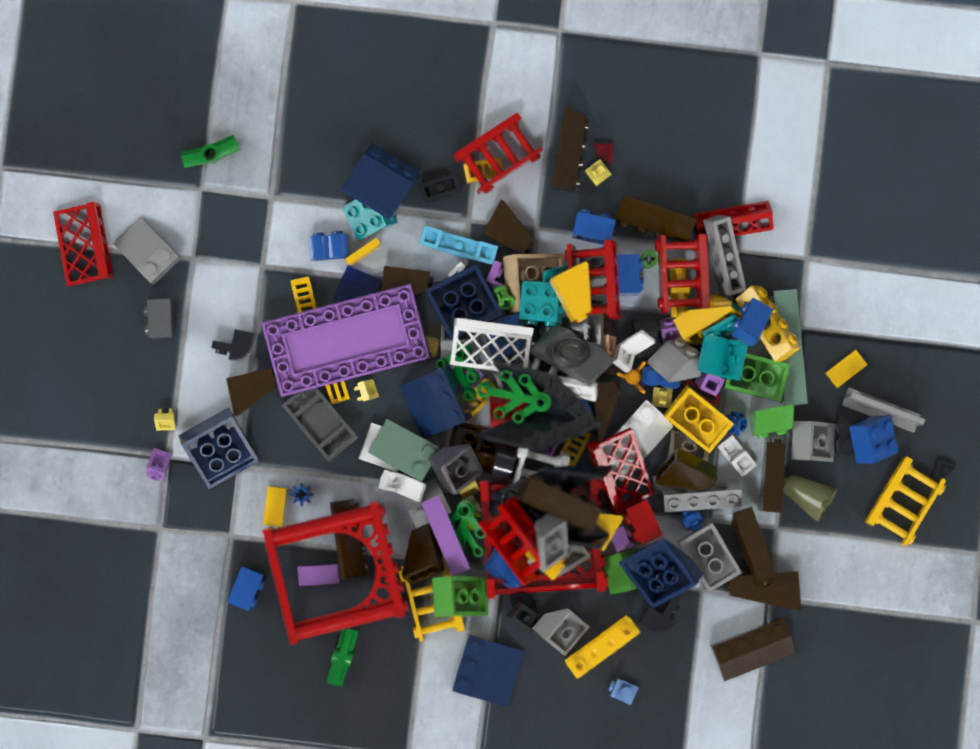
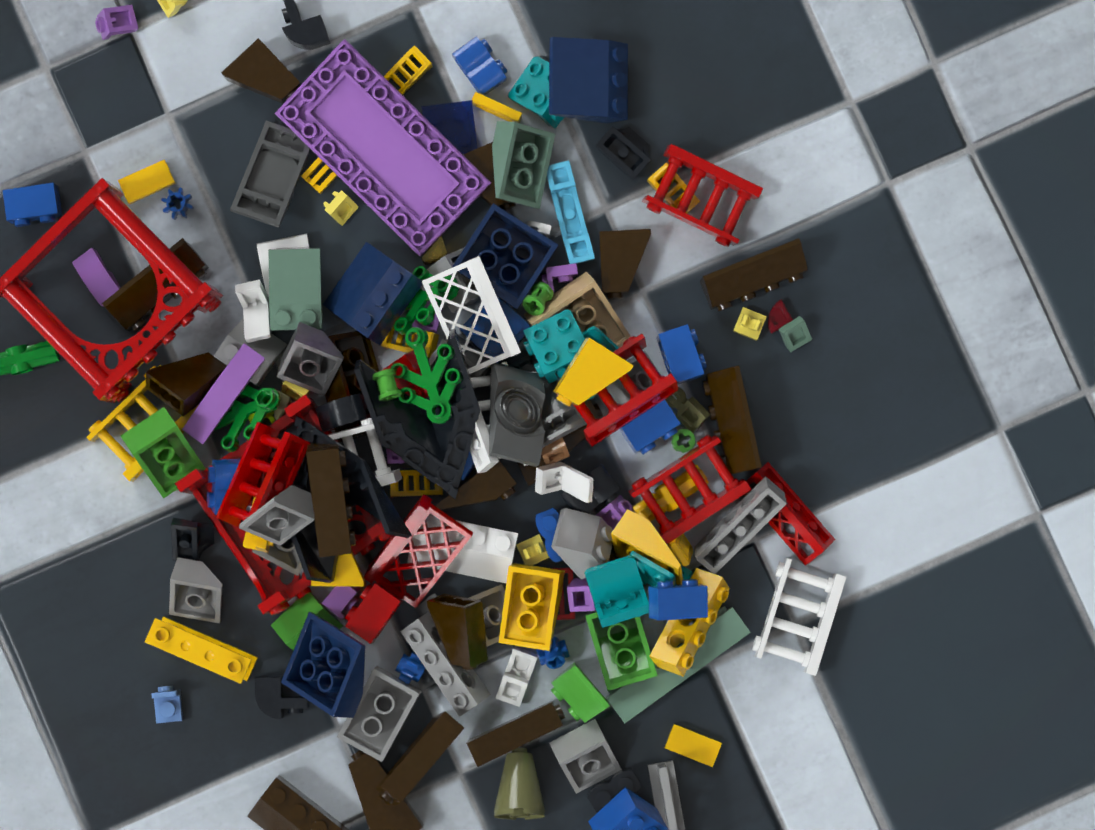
camera: 65 degrees right, 0 degrees up
(218, 448) = (174, 77): dark blue slope -> none
(408, 256) = (521, 162): none -> sand green slope
(487, 670) = (100, 535): dark blue slope -> none
(505, 425) = (387, 385): none -> bright green bush
(622, 147) = (795, 334): none -> sand green plate
(632, 244) = (689, 412): none -> olive plate
(633, 377) = (536, 503): light orange plant -> none
(810, 234) = (818, 634): none -> white fence

